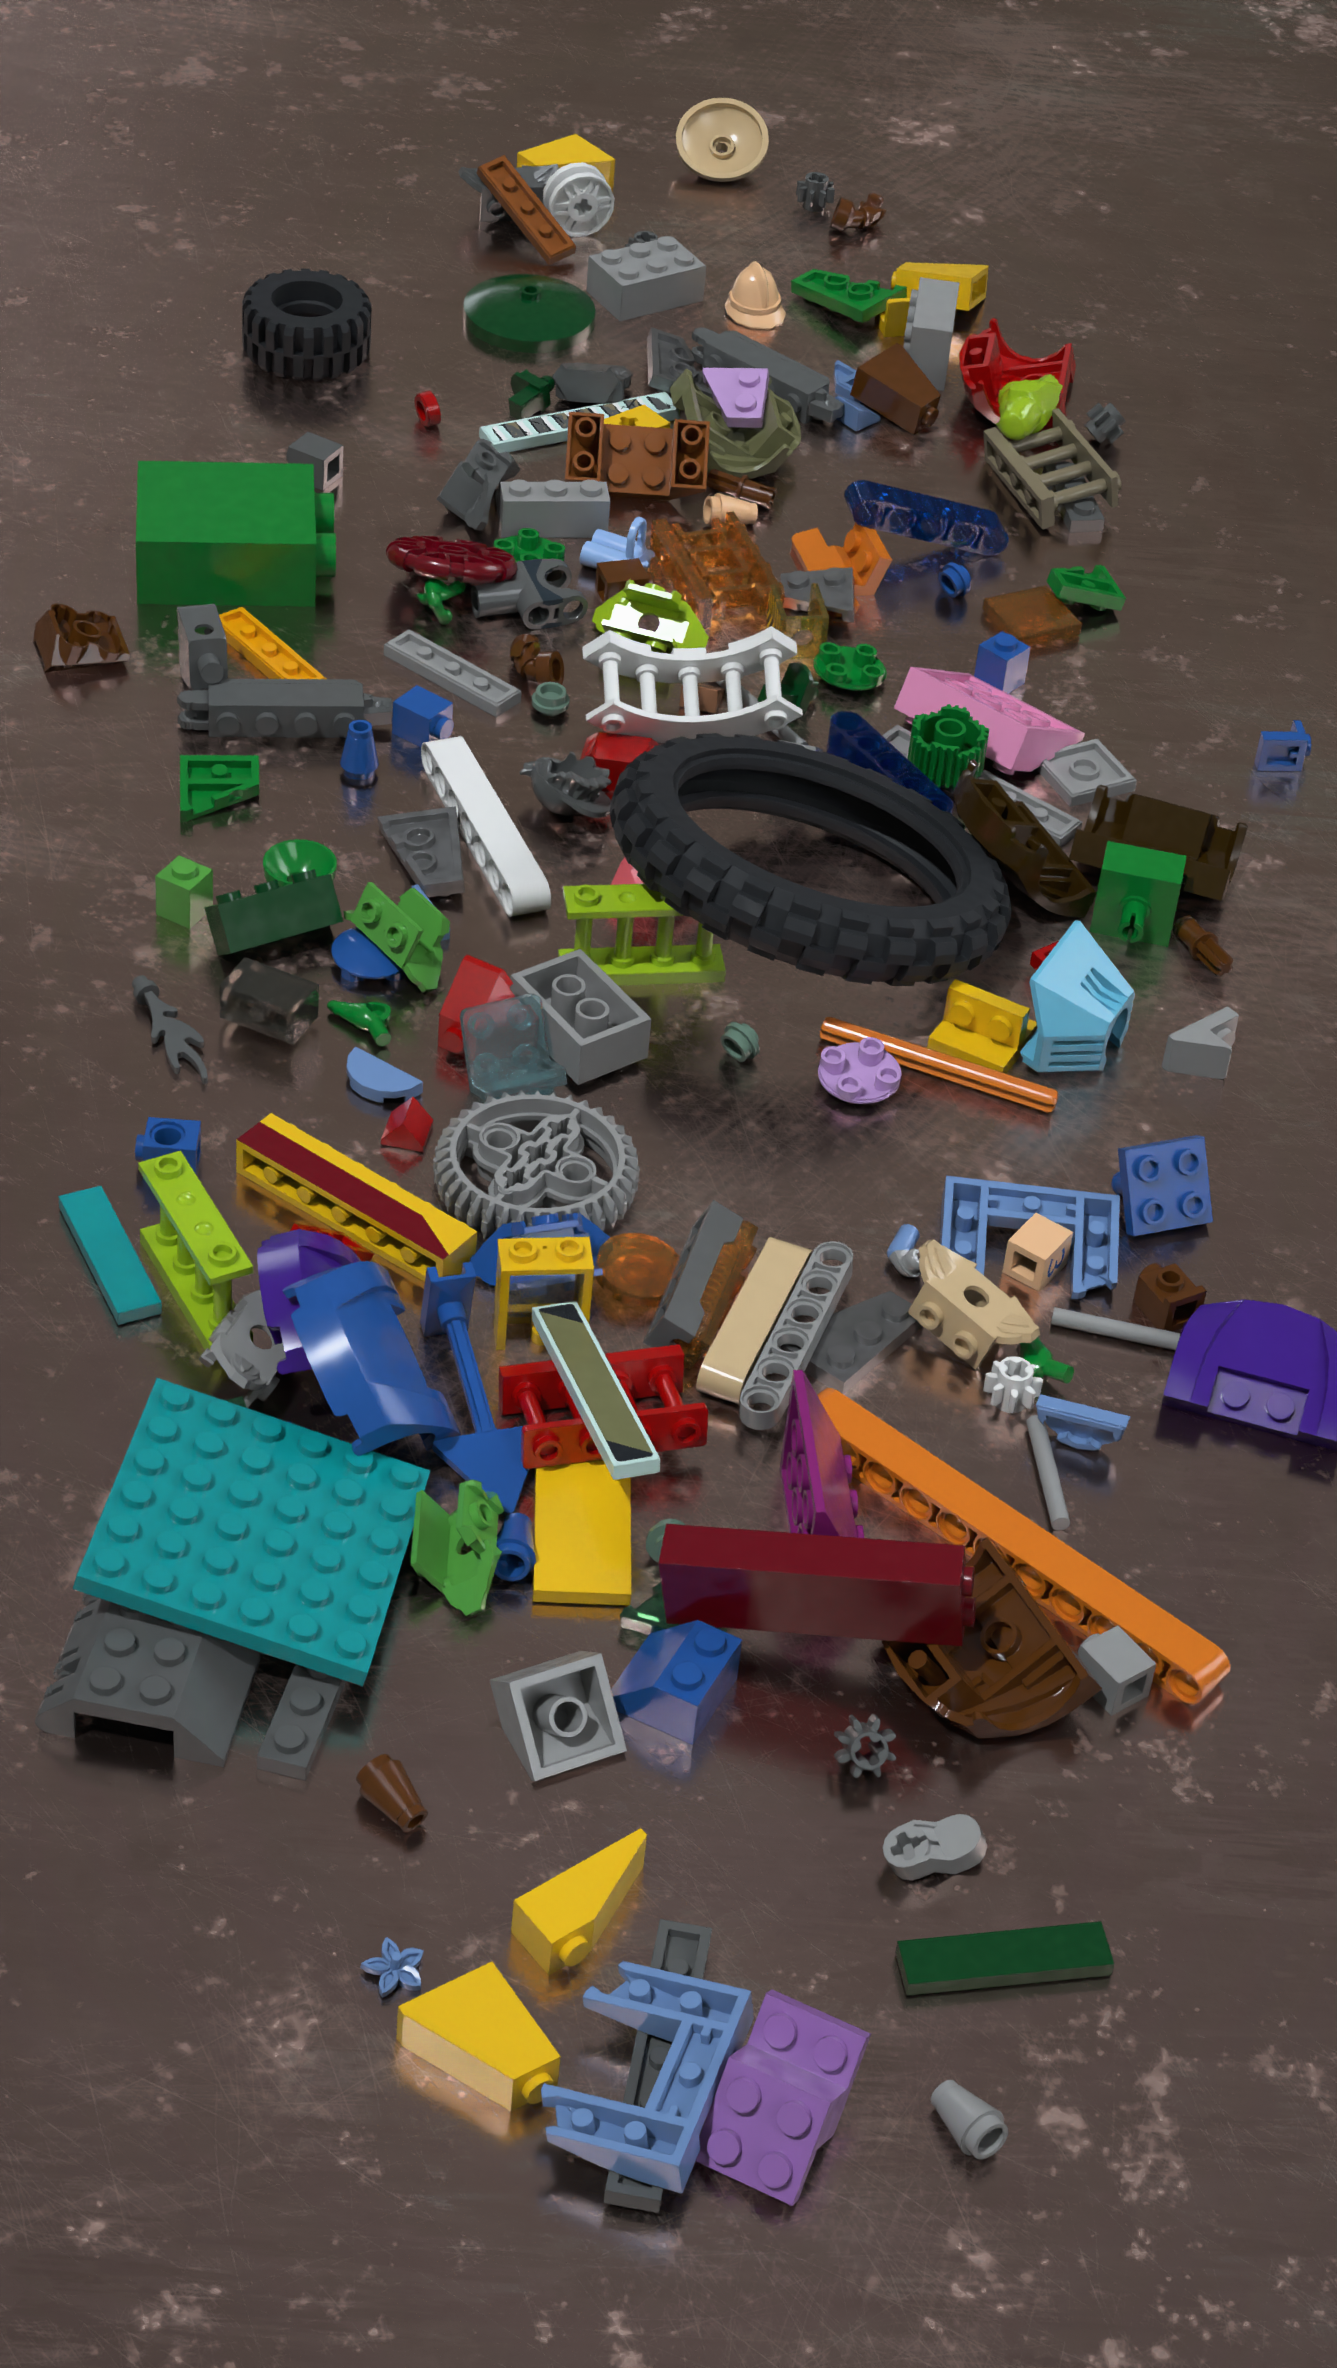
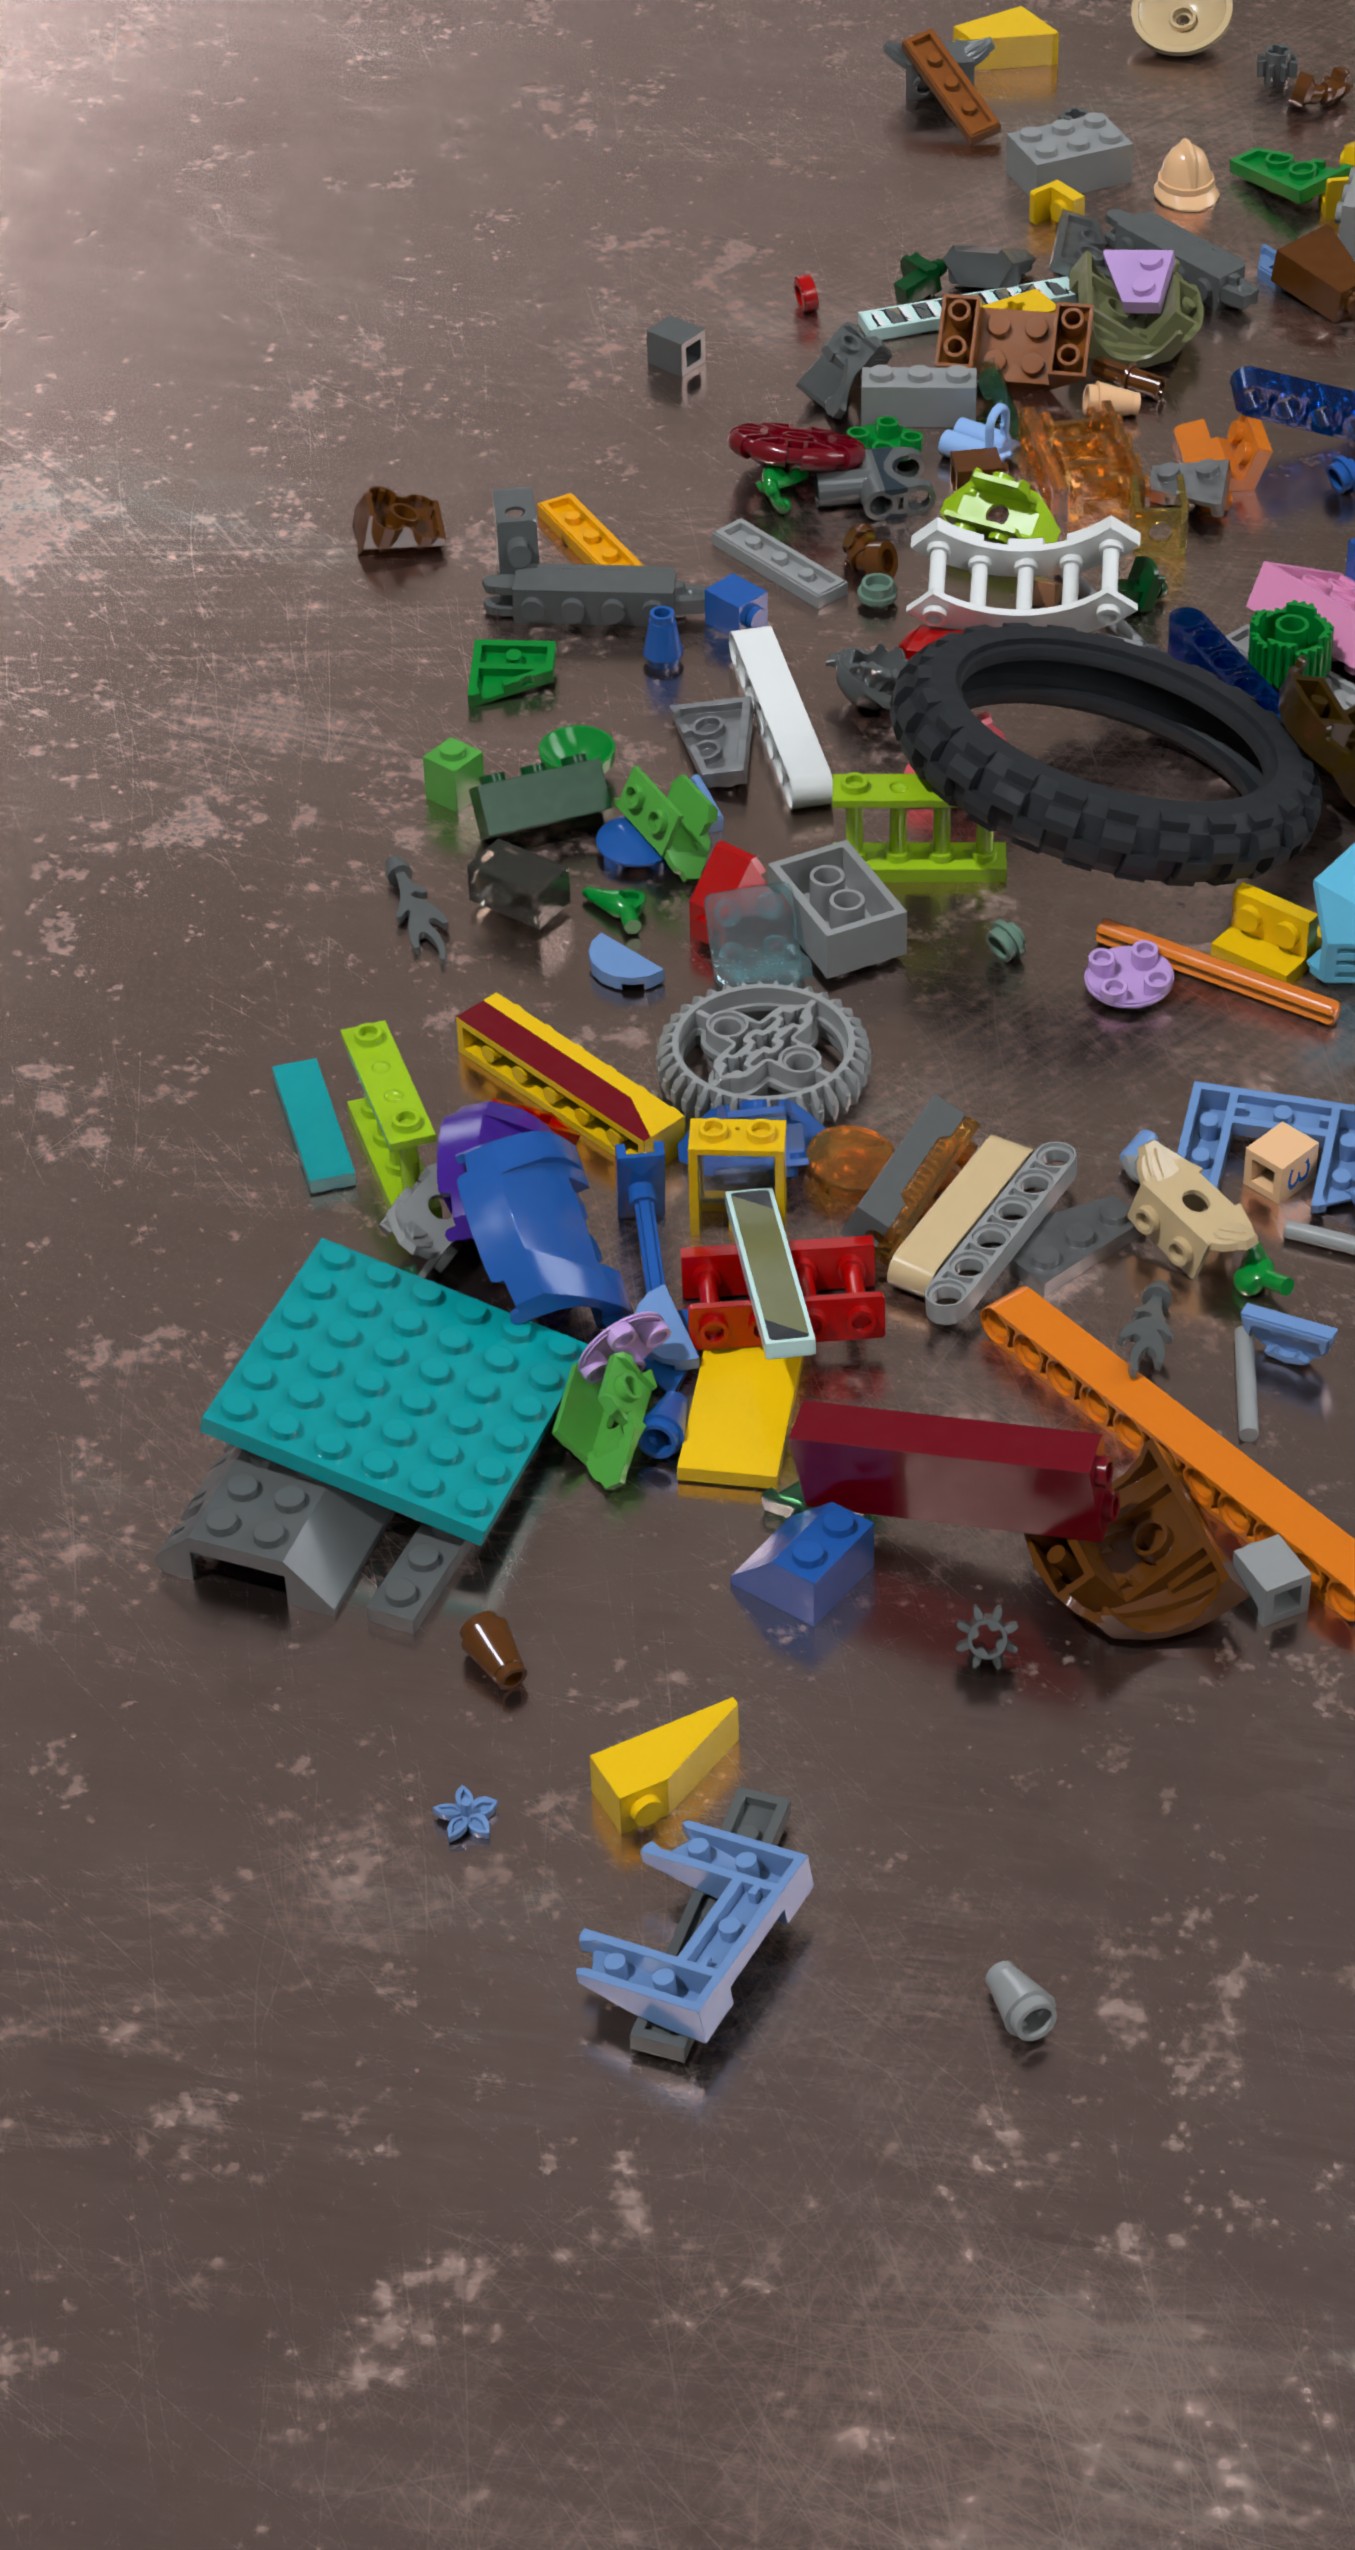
camera: 15 degrees right, 0 degrees up
(169, 1136) = (403, 1016): blue brick -> none
(231, 534) = (569, 418): green brick -> none
(306, 324) = (692, 205): black tyre -> none
(408, 1127) = (641, 1013): red slope -> none
(470, 1464) = (633, 1334): none -> lavender dish
(481, 2037) = (533, 1882): yellow slope -> none
(495, 1453) = (678, 1348): none -> medium blue tile
(529, 313) = (937, 195): dark green dish -> none
(559, 1714) = (678, 1587): light grey slope -> none
(579, 199) = (1009, 74): white wheel -> none
(624, 500) = (994, 387): none -> clear green wing
(638, 320) = (1051, 199): none -> yellow bracket
(781, 2097) = (824, 1960): medium lavender bracket -> none
(815, 1469) = (990, 1355): magenta slope -> none
(849, 666) = (1208, 562): green dish -> none
(856, 415) = (1274, 301): medium blue slope -> none
(934, 1847) = (1034, 1738): light grey piece -> none
(953, 1424) = (1148, 1327): none -> dark grey piece
(1004, 1958) = (1094, 1852): dark green tile -> none
(1012, 1384) = (1223, 1293): white gear -> none

